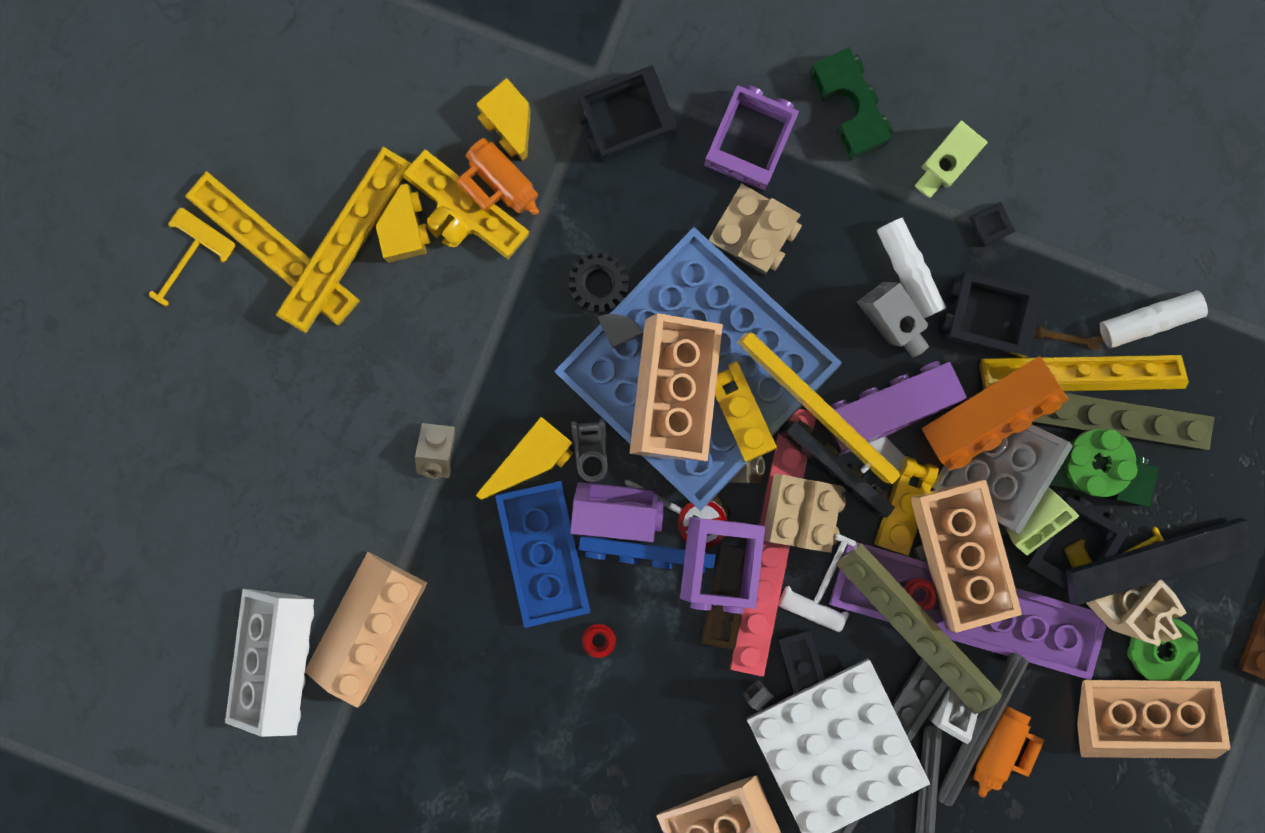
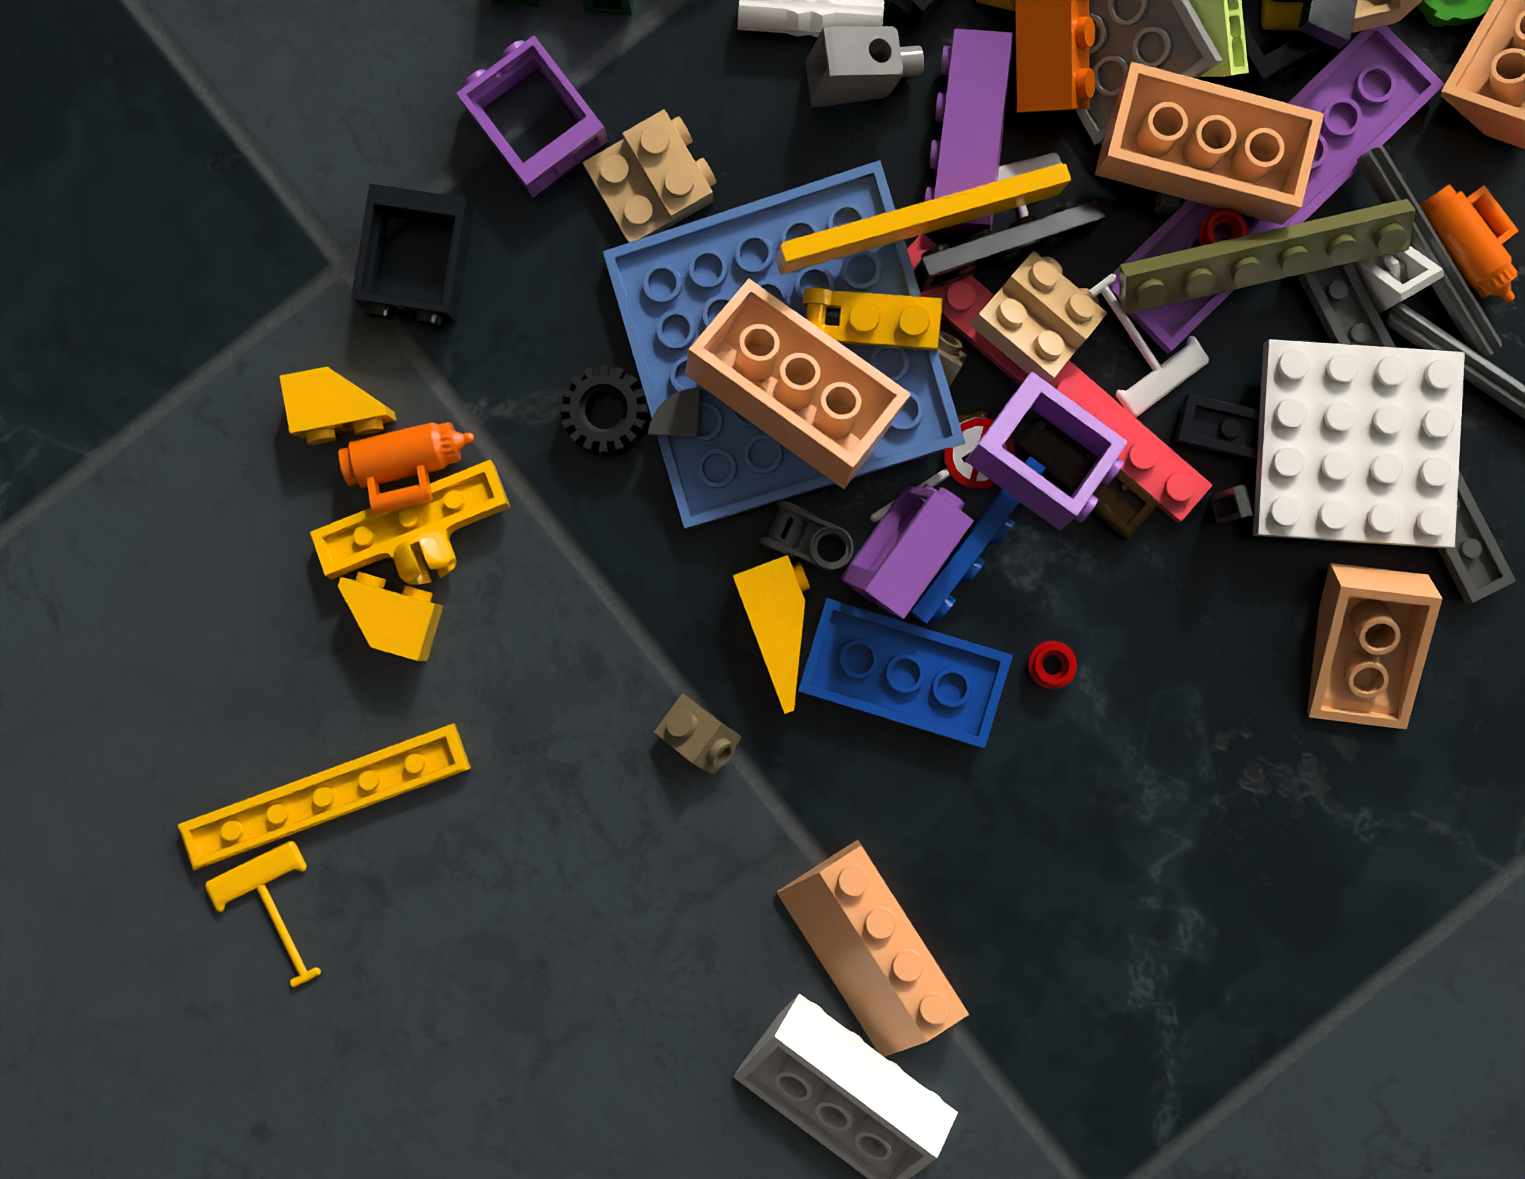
camera: 55 degrees left, 0 degrees up
(343, 240) = (367, 700): yellow tile -> none
(900, 527) = (1126, 212): yellow plate -> none

